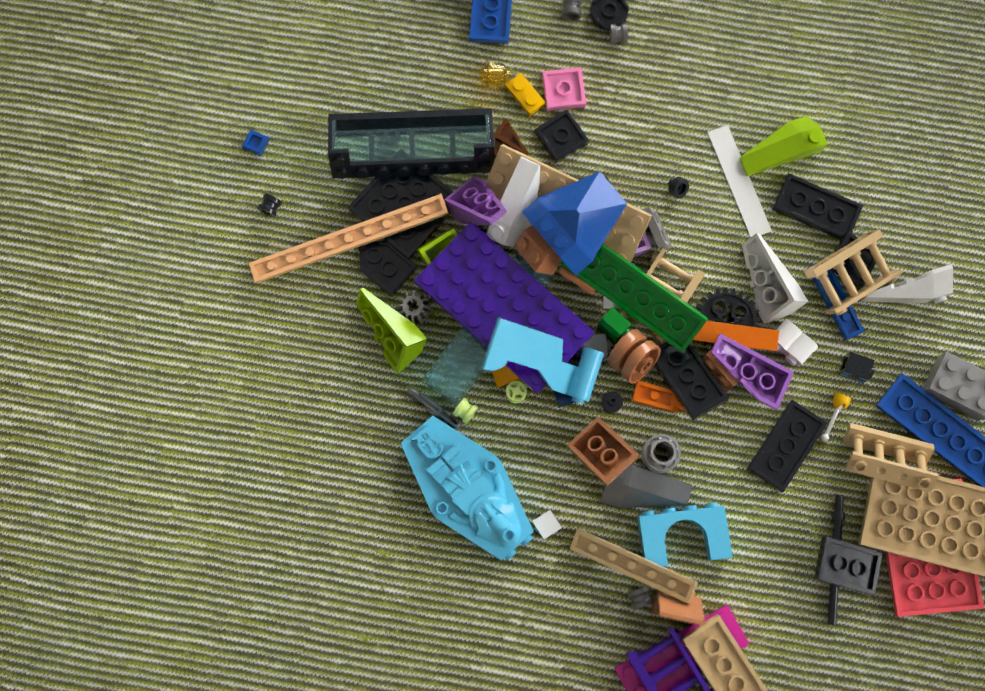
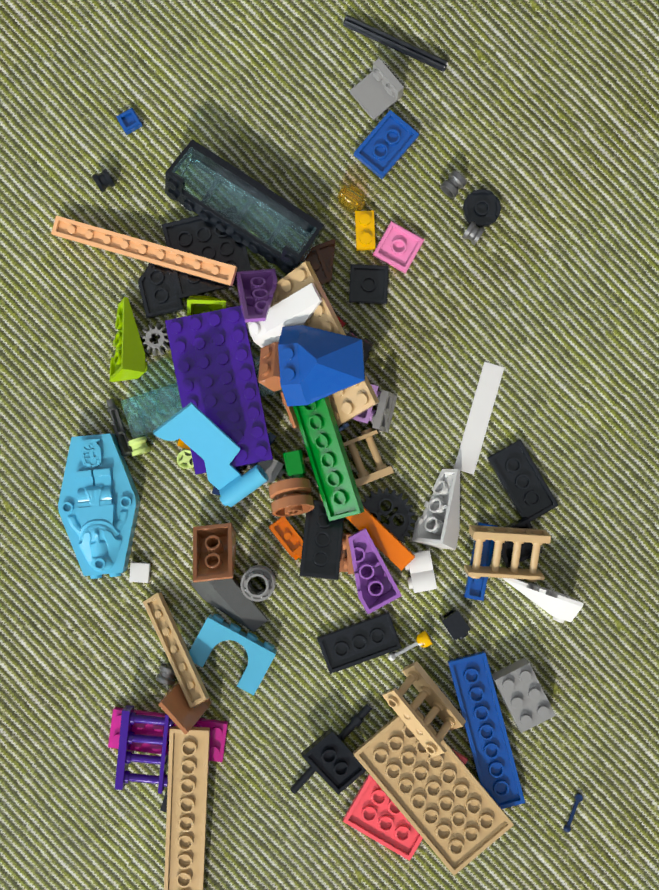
camera: 30 degrees right, 10 degrees up
(611, 407) = (257, 513): black tile -> none
(678, 187) = (426, 390): black tile -> none
(787, 144) = (539, 416): lime wedge -> none

